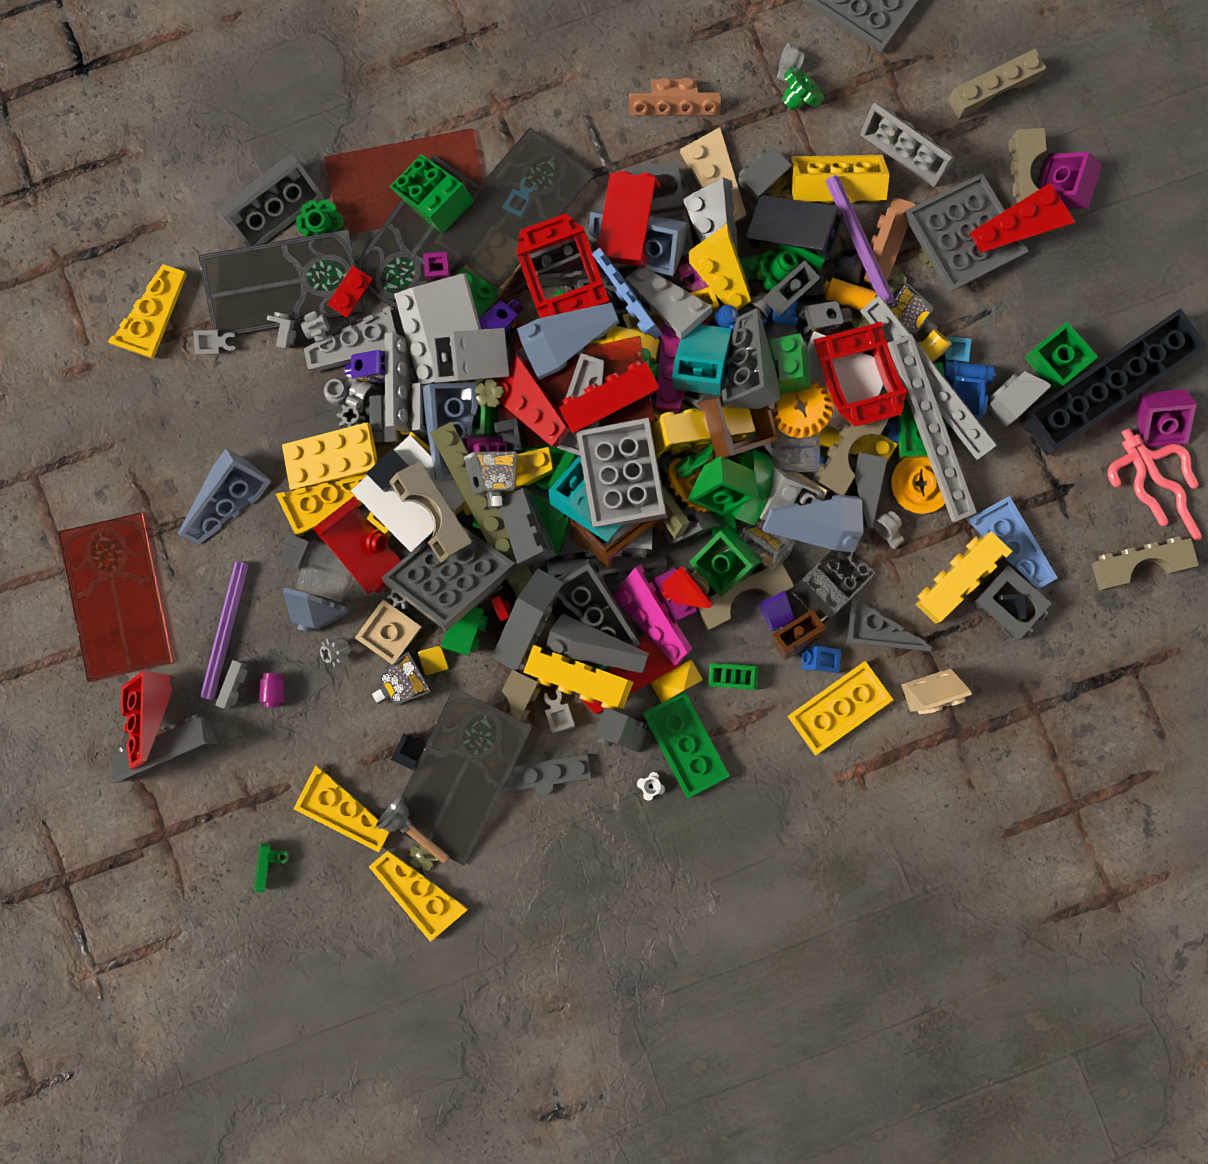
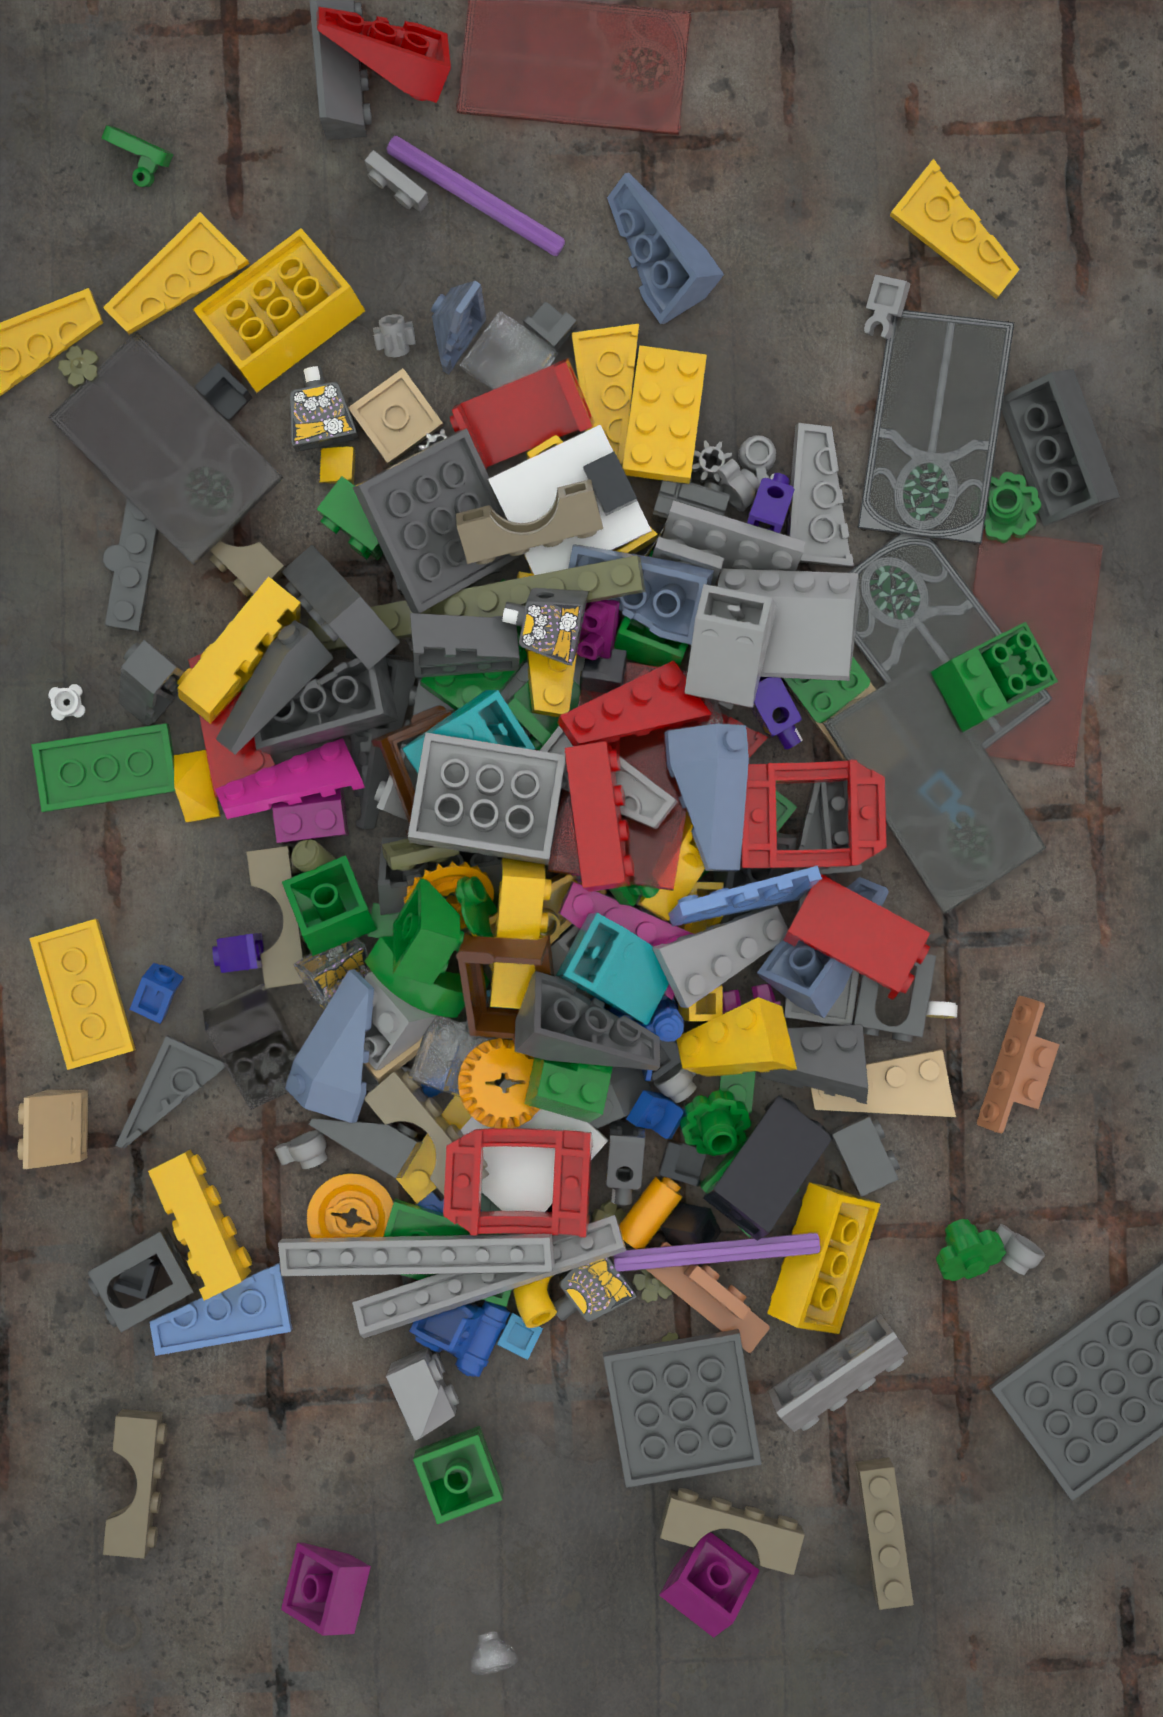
camera: 105 degrees right, 5 degrees up
(272, 690) = (370, 234): magenta brick -> none
(286, 334) = (861, 409): light grey bracket -> none
(315, 326) = (856, 452): light grey gear -> none
(341, 733) = (279, 309): none -> yellow slope
(350, 292) = (890, 516): red plate -> none
(376, 541) = (521, 438): red plate -> none
(396, 819) = (136, 344): dark grey piece -> none
(436, 266) = (880, 647): magenta brick -> none
(488, 393) = (669, 657): olive plant -> none
(502, 608) = (369, 579): red plate -> none
(559, 715) = (201, 609): light grey plate -> none
(654, 155) = (941, 1009): none -> white tile
(685, 590) = (300, 835): red slope -> none
(754, 680) = (152, 885): green slope -> none
(791, 288) = (676, 1129): dark grey brick -> none
(798, 634) = (198, 971): reddish brown brick -> none
(1030, 217) = (669, 1501): red wing -> none
(1113, 382) = (398, 1537): black brick -> none
(1143, 460) = (280, 1537): coral plant -> none
(1165, 299) = (492, 1655): none -> clear brick

